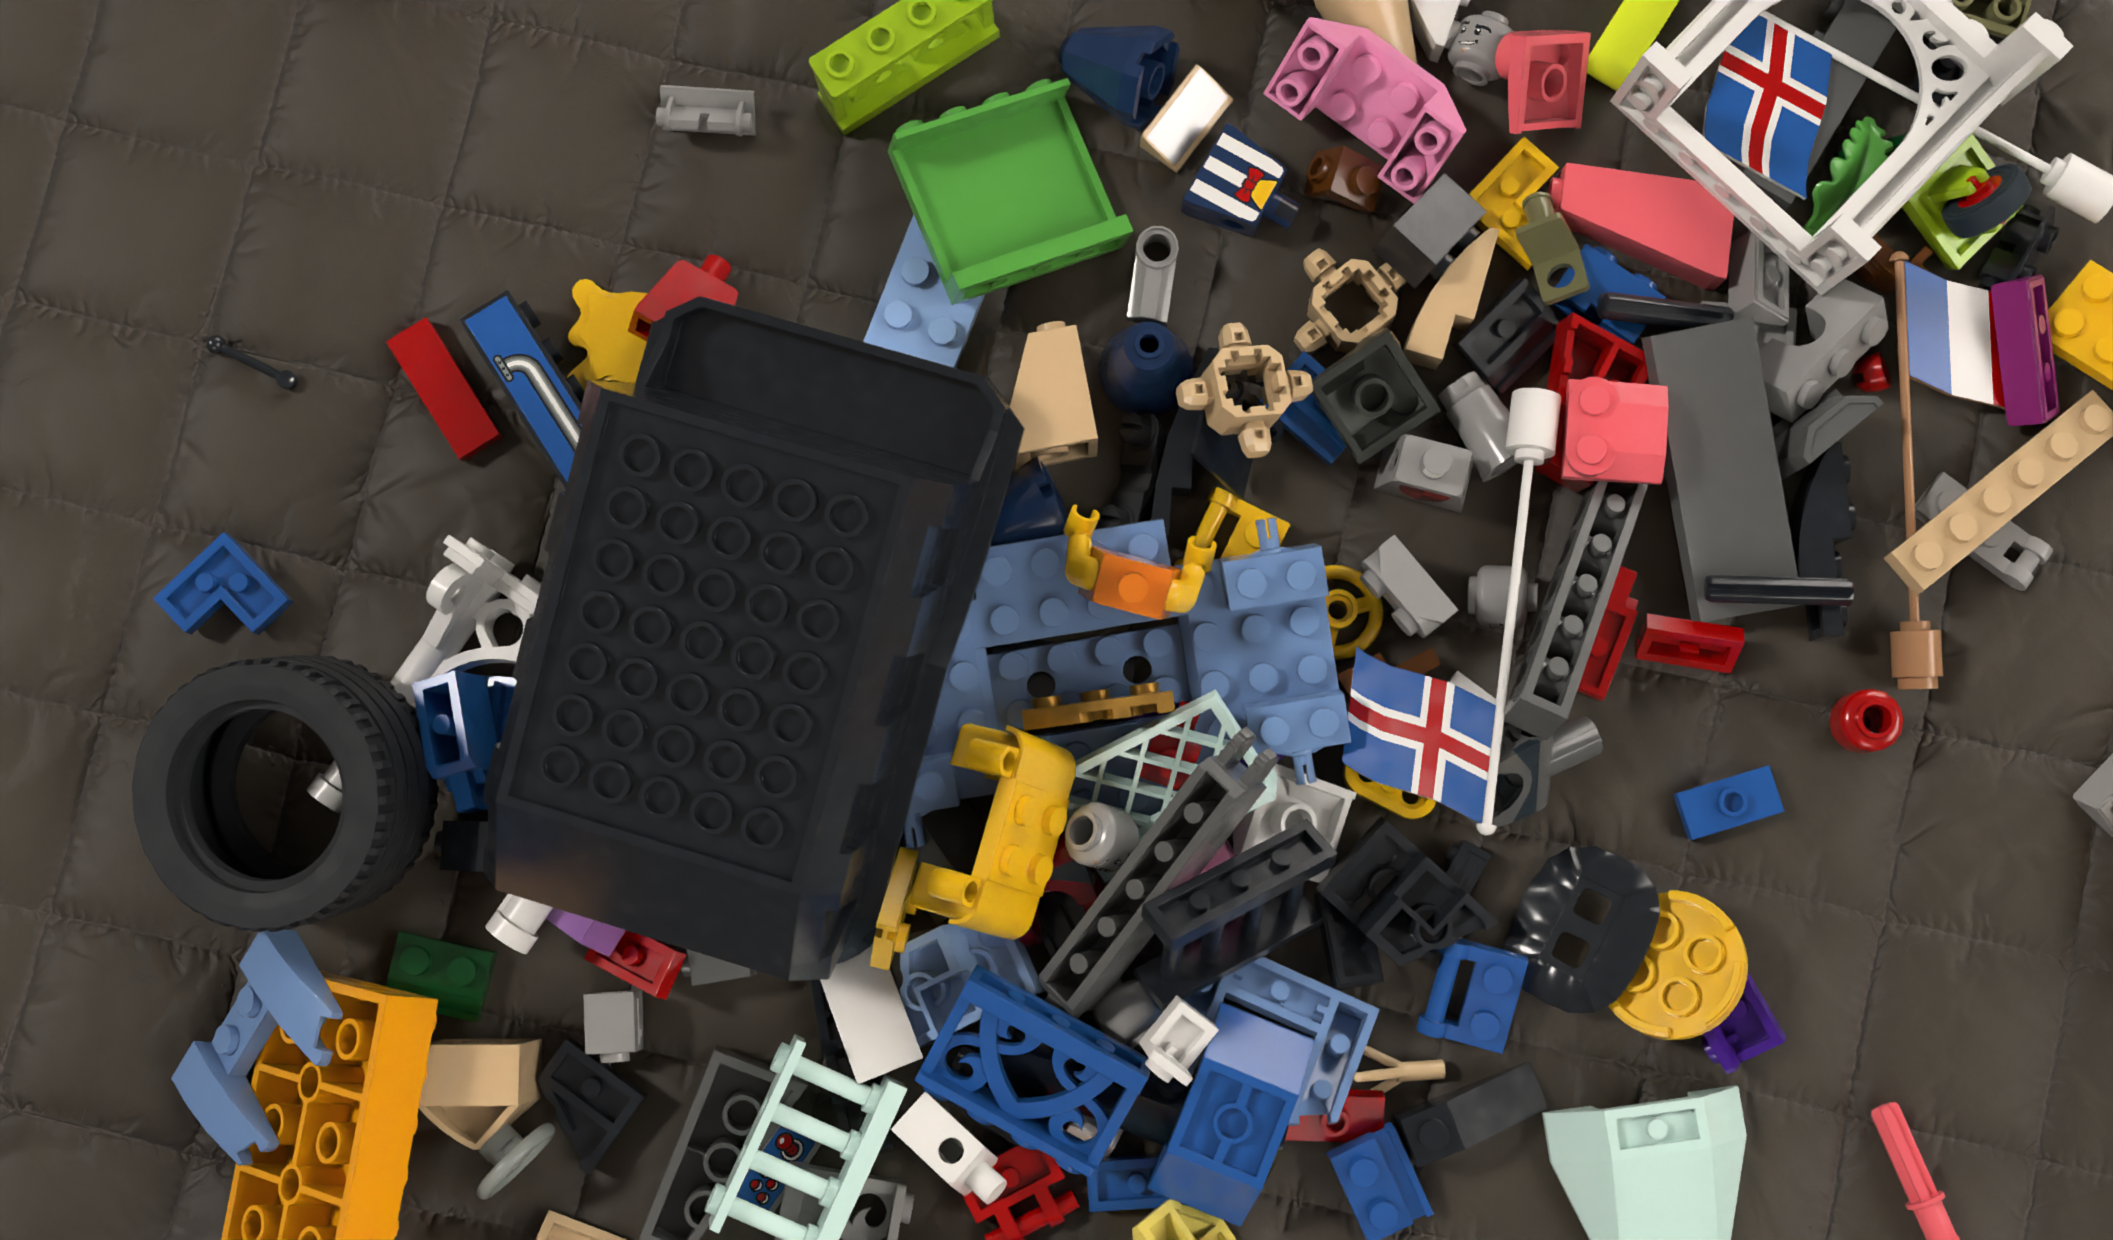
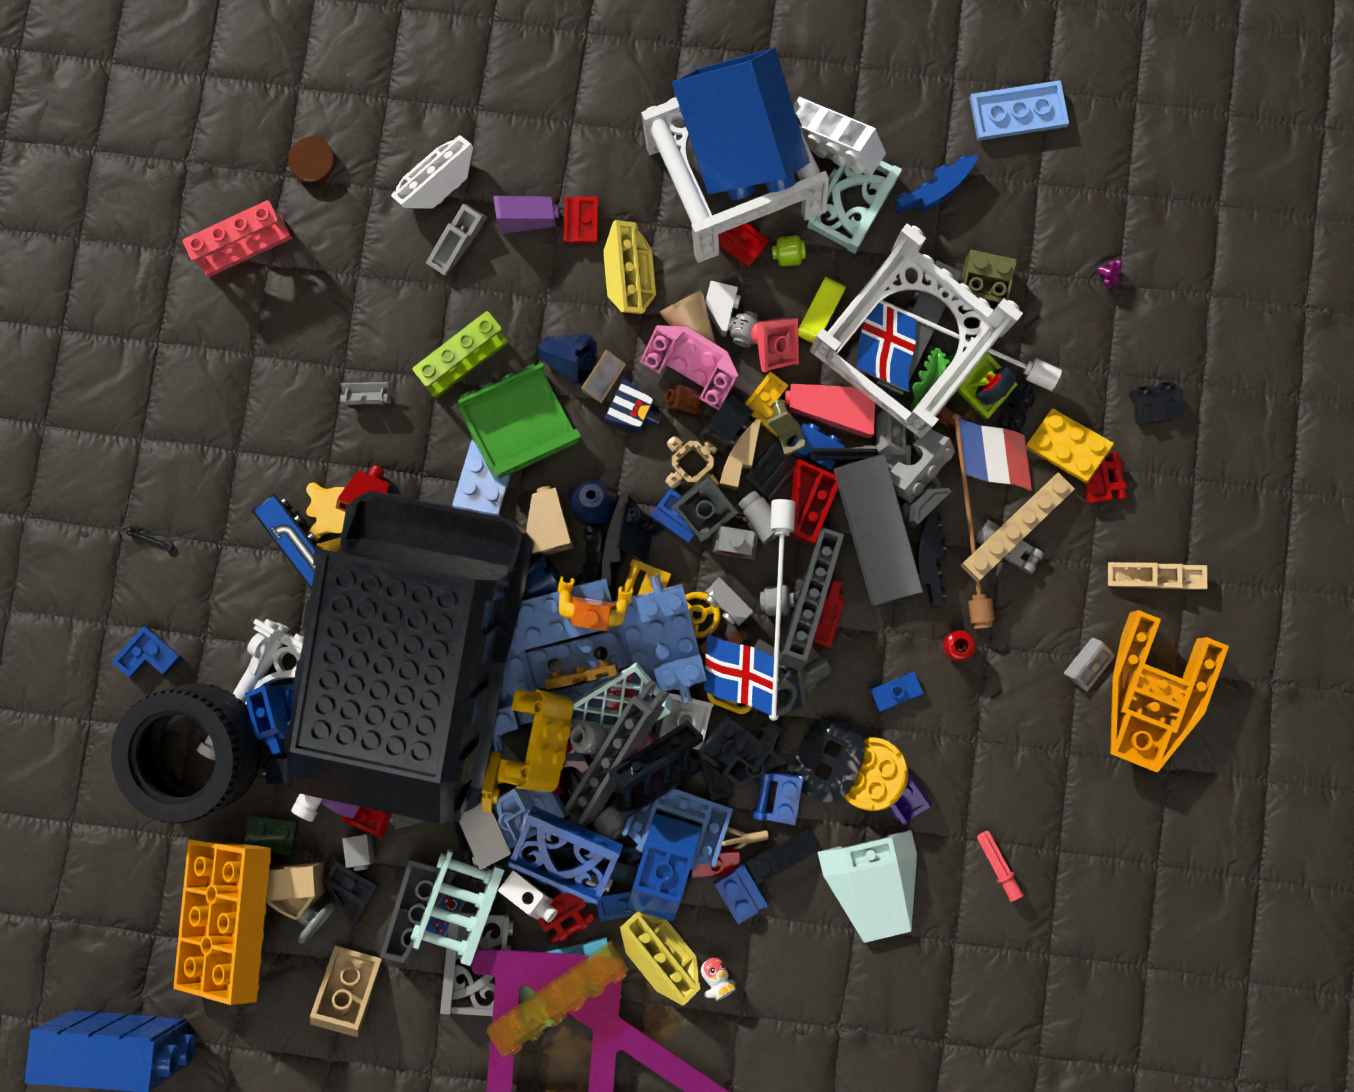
camera: 10 degrees left, 0 degrees up
(280, 990) = (192, 850): medium blue wedge -> none
(444, 389) = (247, 544): red tile -> none
(1152, 280) = (593, 460): light grey piece -> none
(1177, 1041) = (633, 834): white bracket -> none
(1268, 366) = (646, 528): tan piece -> none
(1614, 431) = (822, 516): coral slope -> none
(1689, 643) = (870, 615): red tile -> none
(1779, 590) = (910, 586): black axle -> none
(1874, 372) = (951, 473): red hinge -> none
(2025, 350) = (1023, 456): magenta slope -> none

